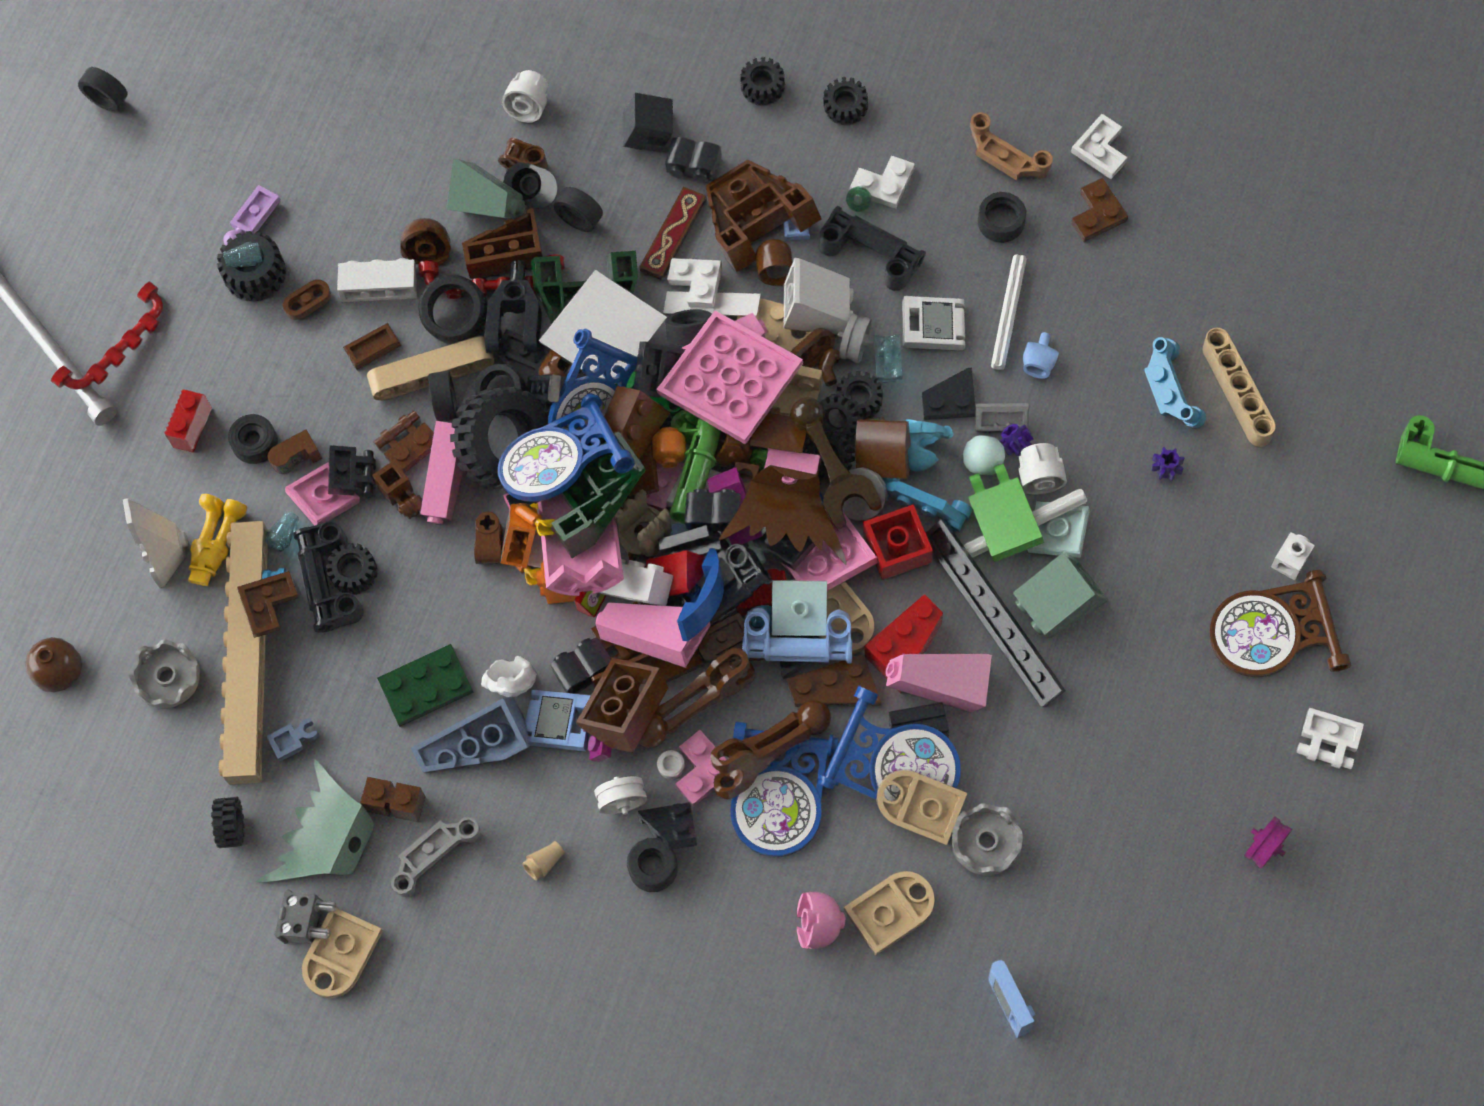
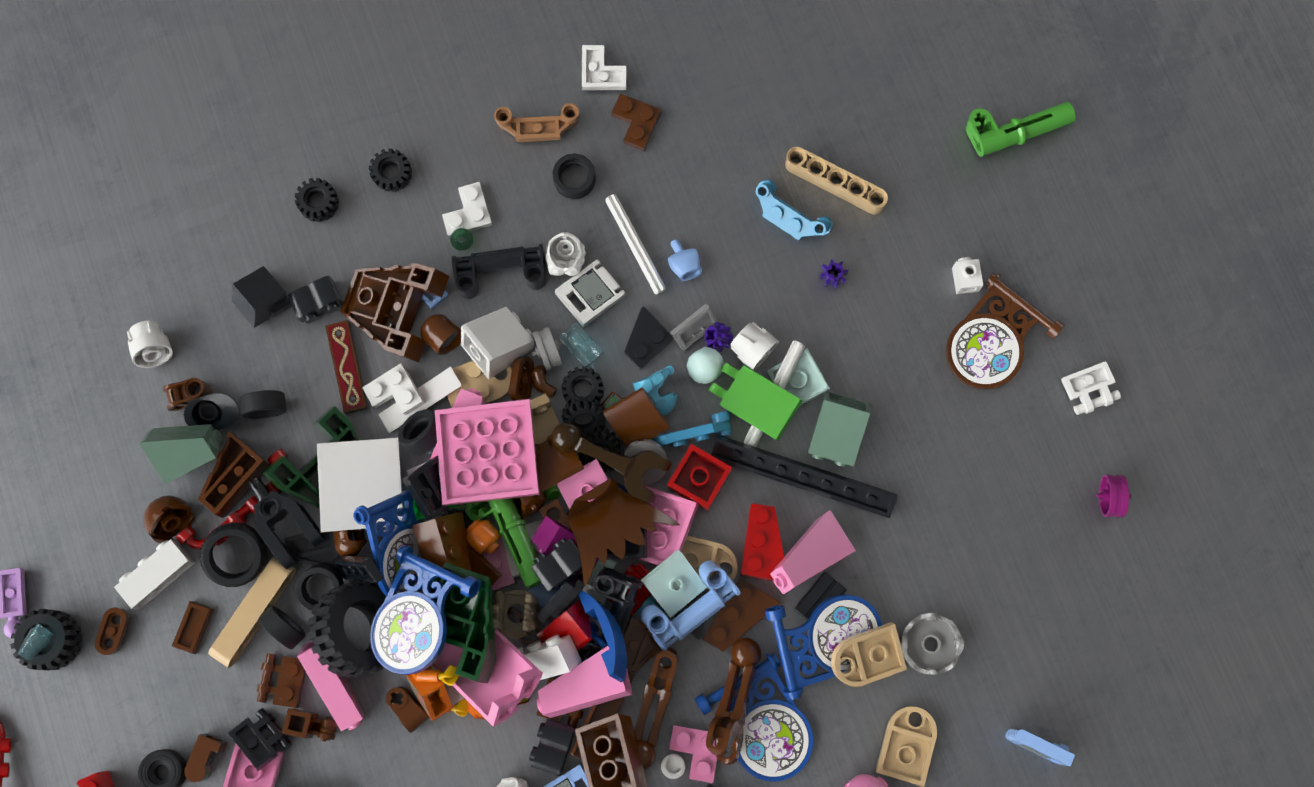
camera: 40 degrees left, 10 degrees up
(932, 278) = (565, 260): none -> white hair

